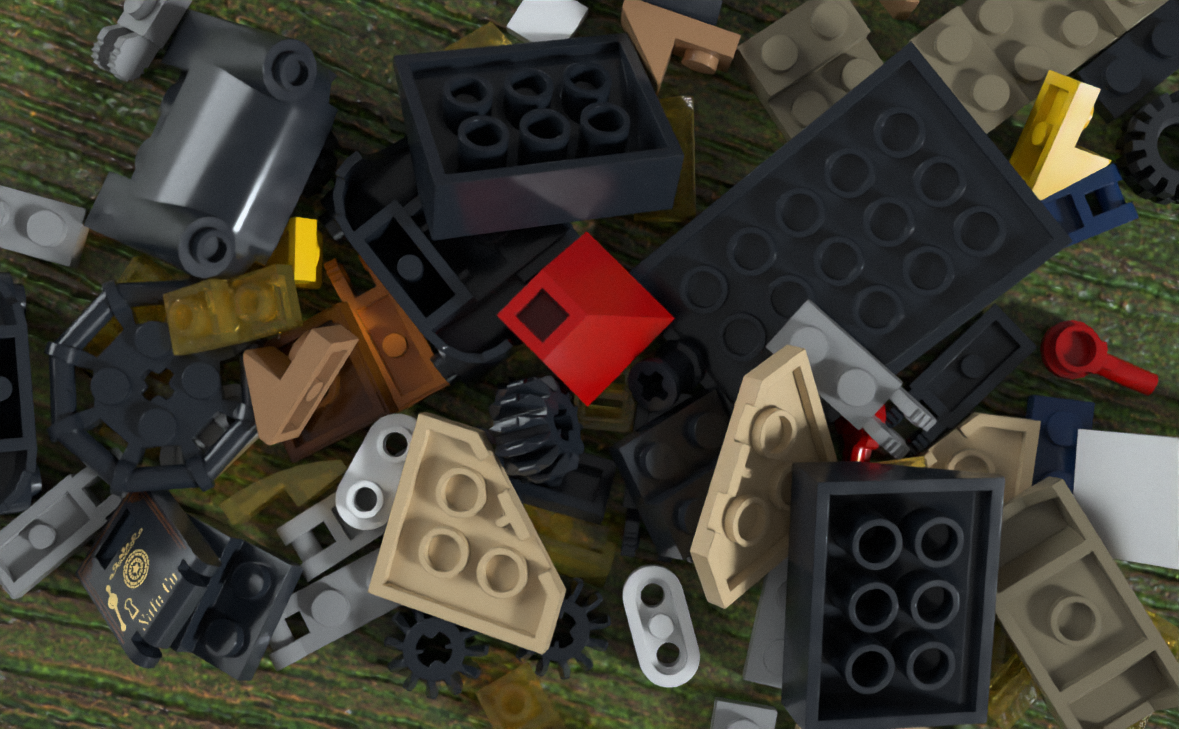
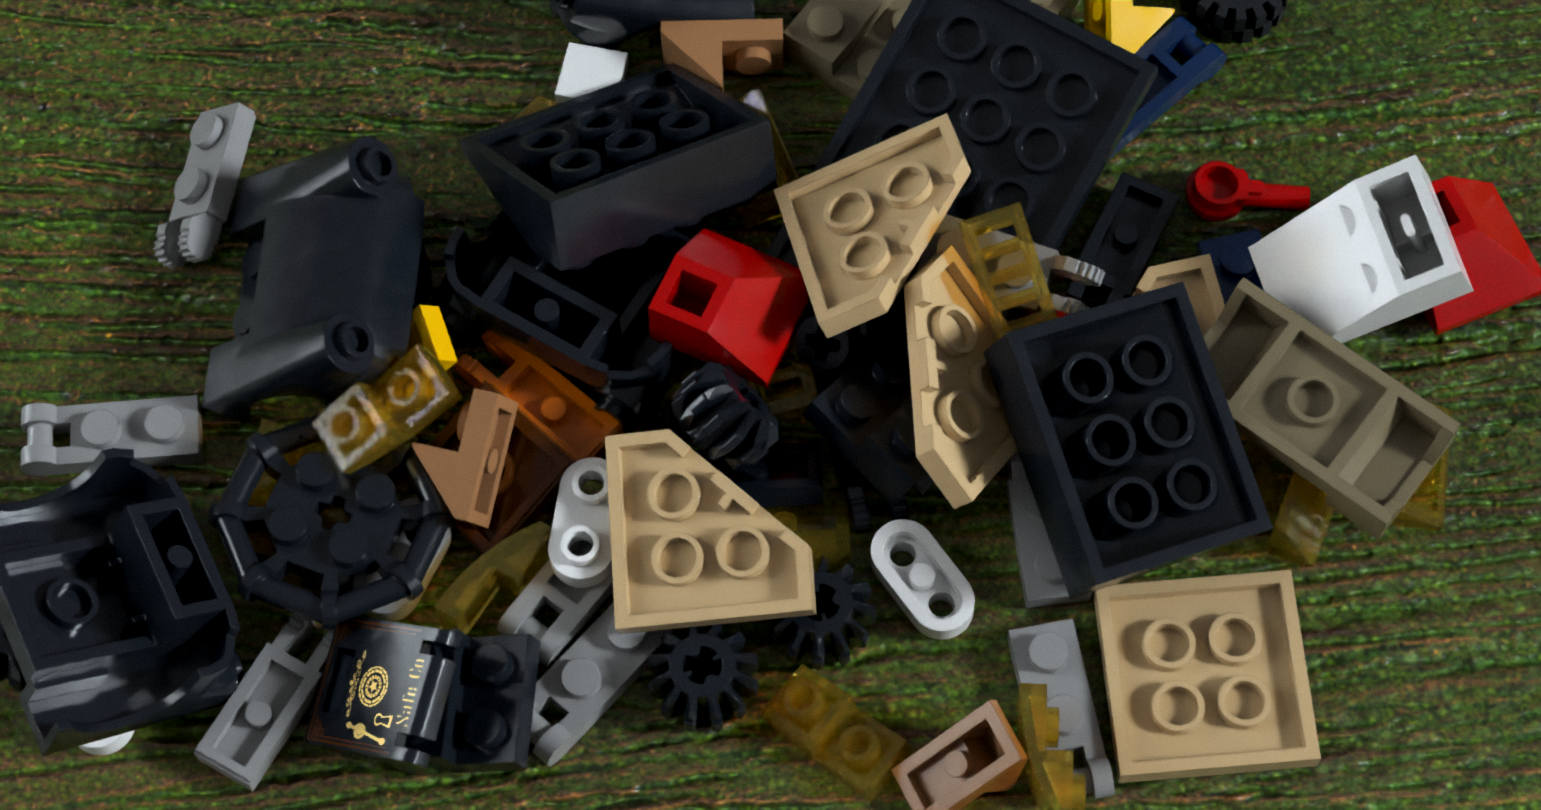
camera: 15 degrees left, 20 degrees down
(740, 290) = (870, 219): none -> tan plate
(848, 342) = (990, 222): none -> clear yellow slope

